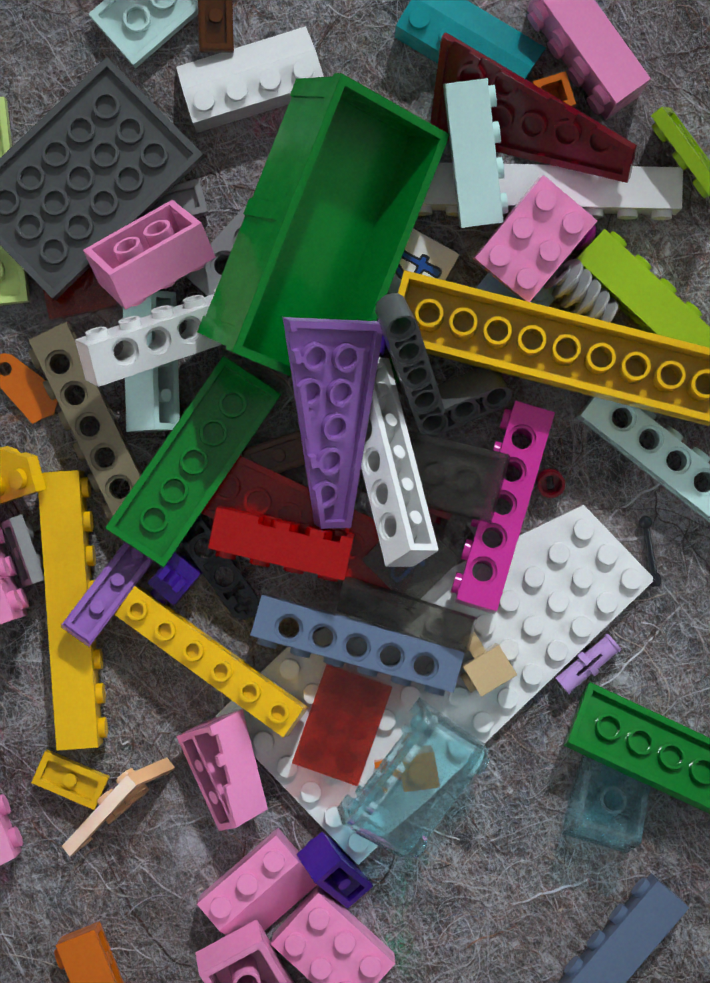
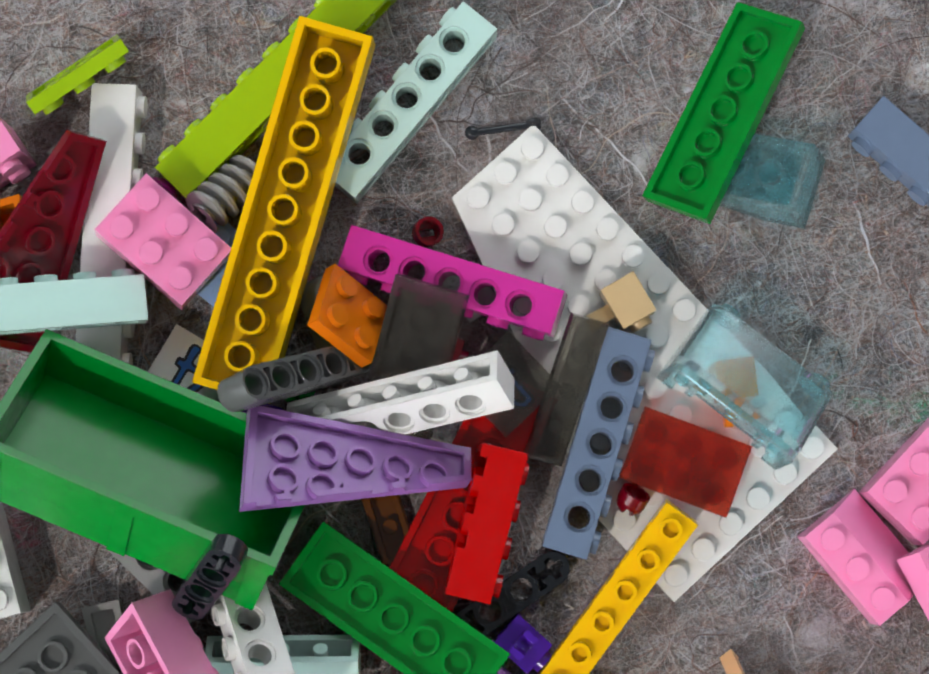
camera: 85 degrees left, 5 degrees down
(224, 292) = (210, 576): none -> black beam
(225, 769) = (732, 591): bright pink wedge -> none
(307, 677) = (632, 498): none -> dark red hinge
(334, 870) = (843, 475): dark purple slope -> none
(470, 411) = (347, 315): none -> orange plate
(601, 651) = (622, 196): lavender pin -> none

